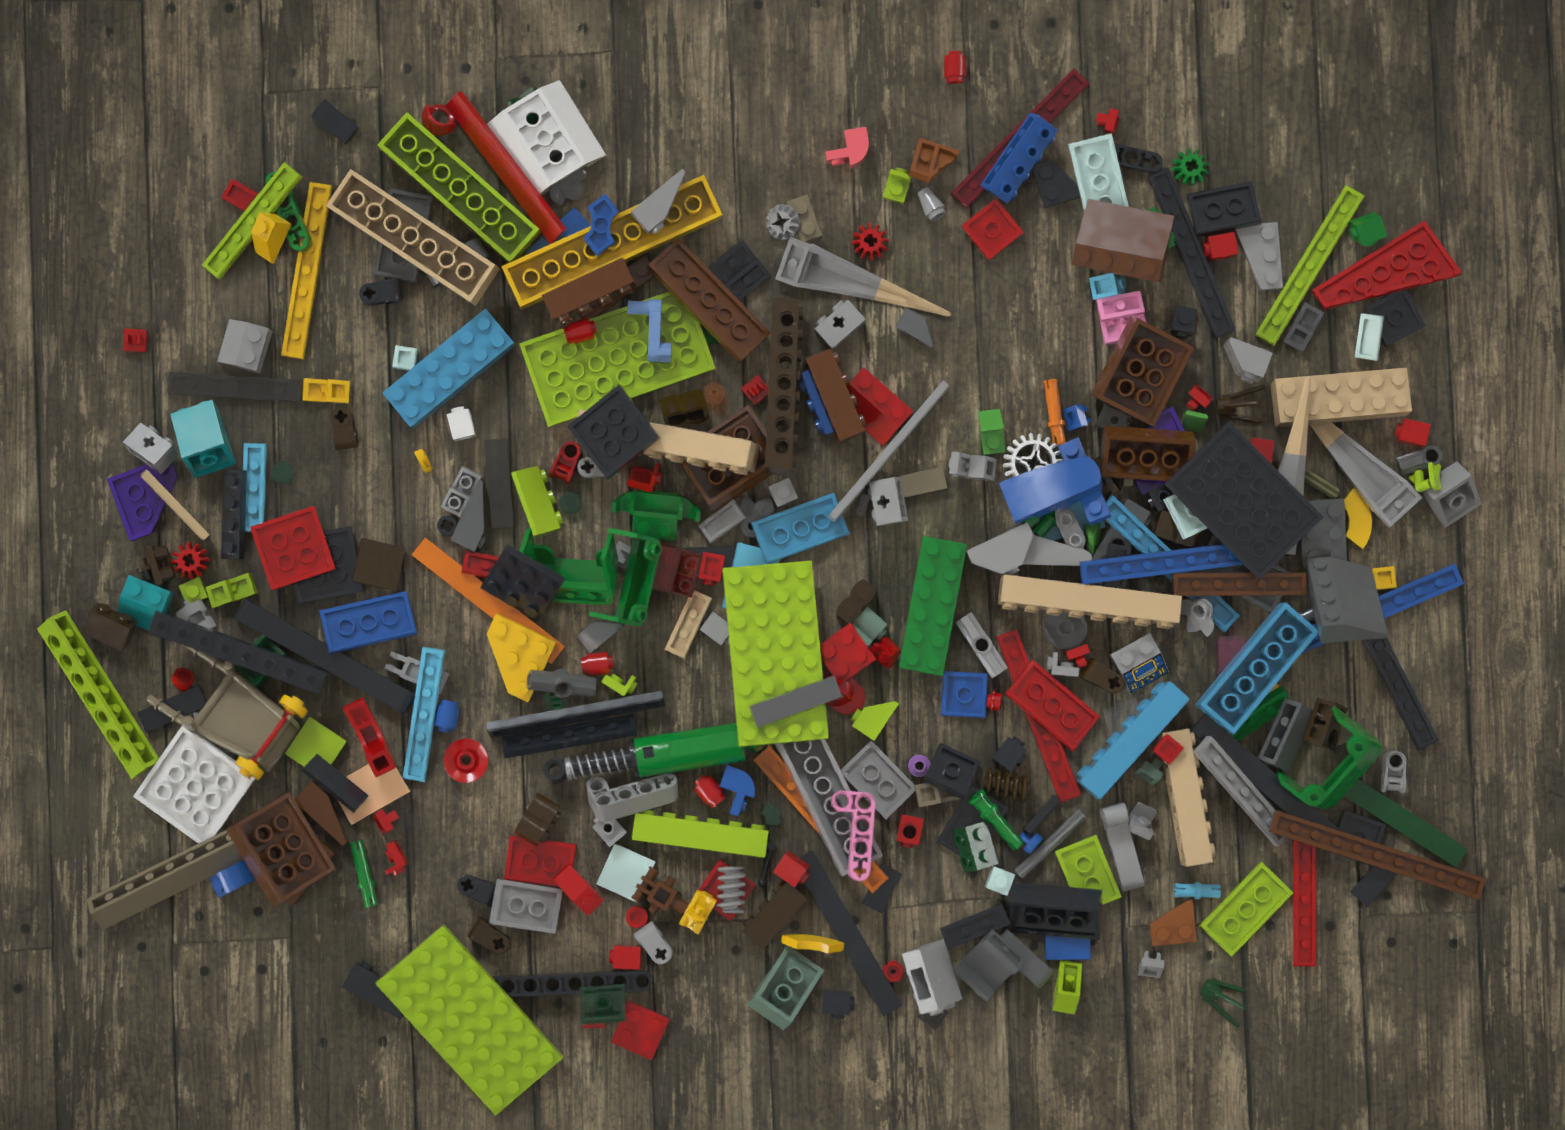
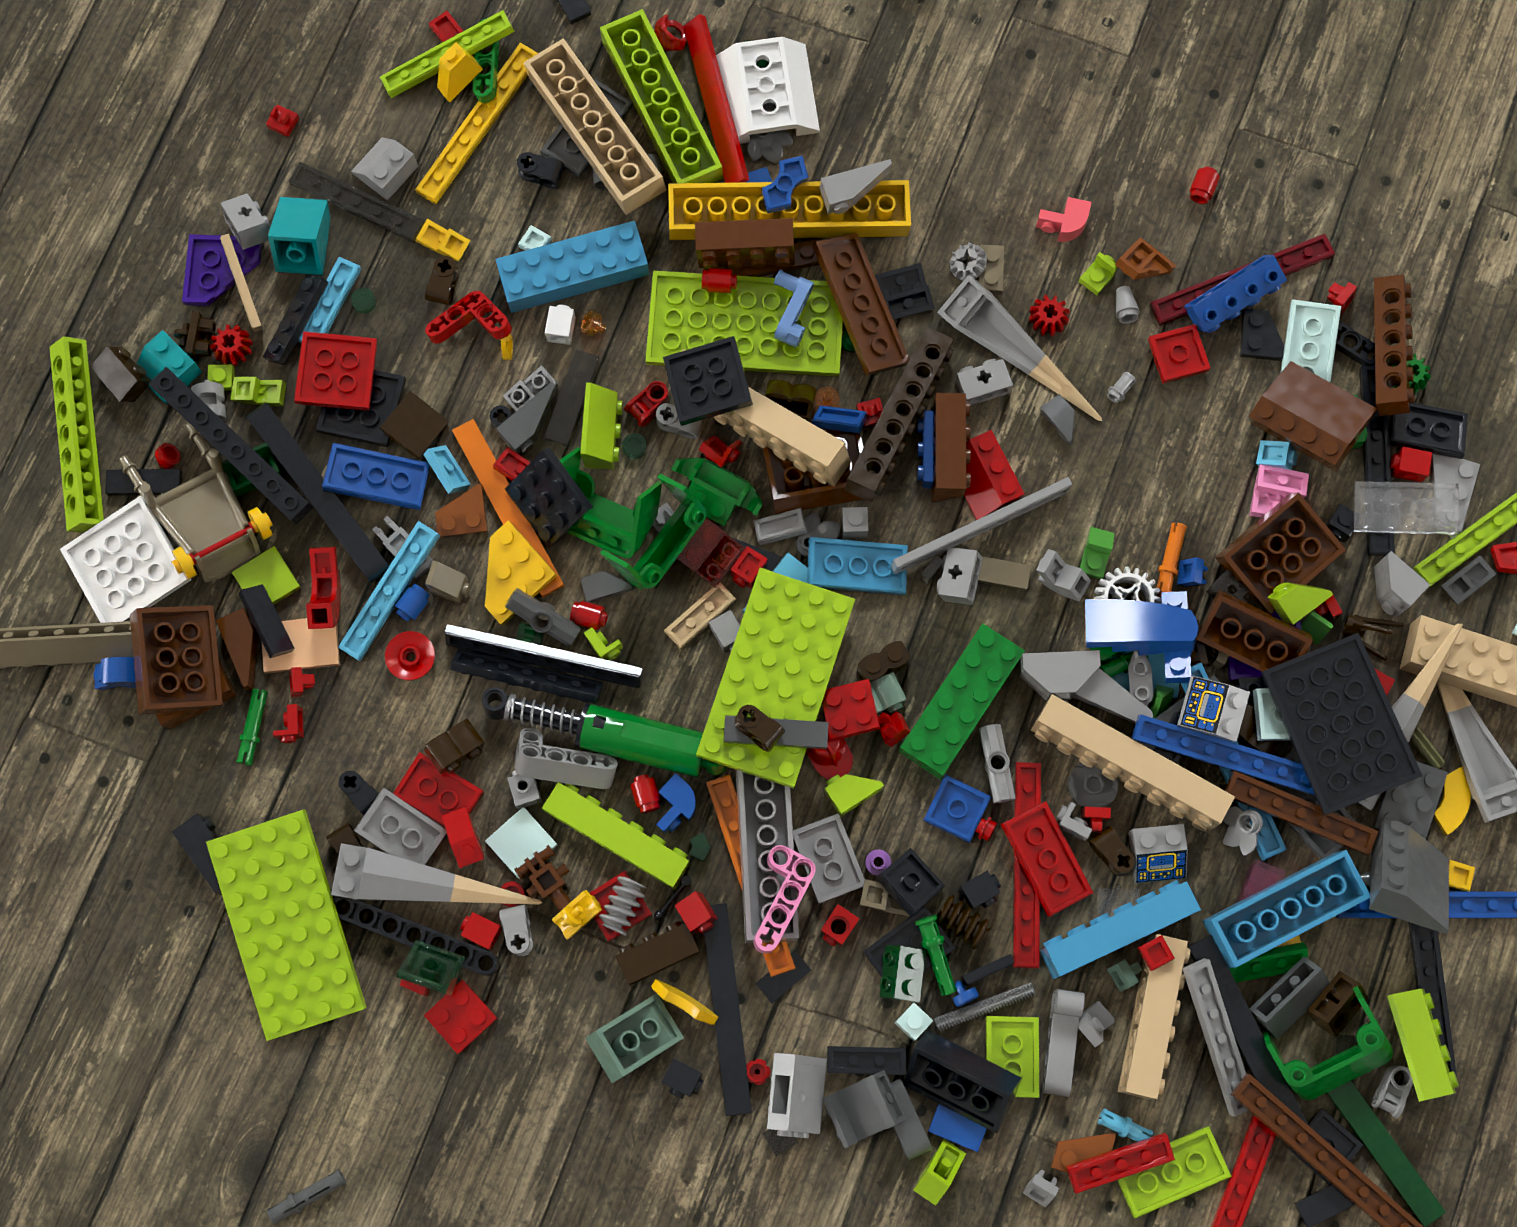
camera: 30 degrees right, 10 degrees down
(384, 443) = (474, 311): none -> red beam
(423, 590) = (447, 469): none -> medium azure plate
(455, 623) = (463, 514): none -> dark orange wing
(470, 687) = (447, 583): none -> dark tan slope
(488, 412) = (592, 324): none -> clear orange tile
(527, 950) = (380, 876): none -> light grey plate
(733, 410) = (839, 419): none -> blue tile
(785, 706) = (761, 729): none -> dark brown piece
(955, 280) = (1117, 392): none -> light grey pin
(1137, 532) = (1213, 708): none -> slope
(1143, 104) = (1388, 290): none -> reddish brown brick
(1171, 407) = (1296, 600): none -> lime slope
(1204, 920) = (1120, 1163): none -> red tile
(1230, 290) = (1406, 508): none -> clear plate
(1402, 729) = (1422, 1045): none -> lime slope

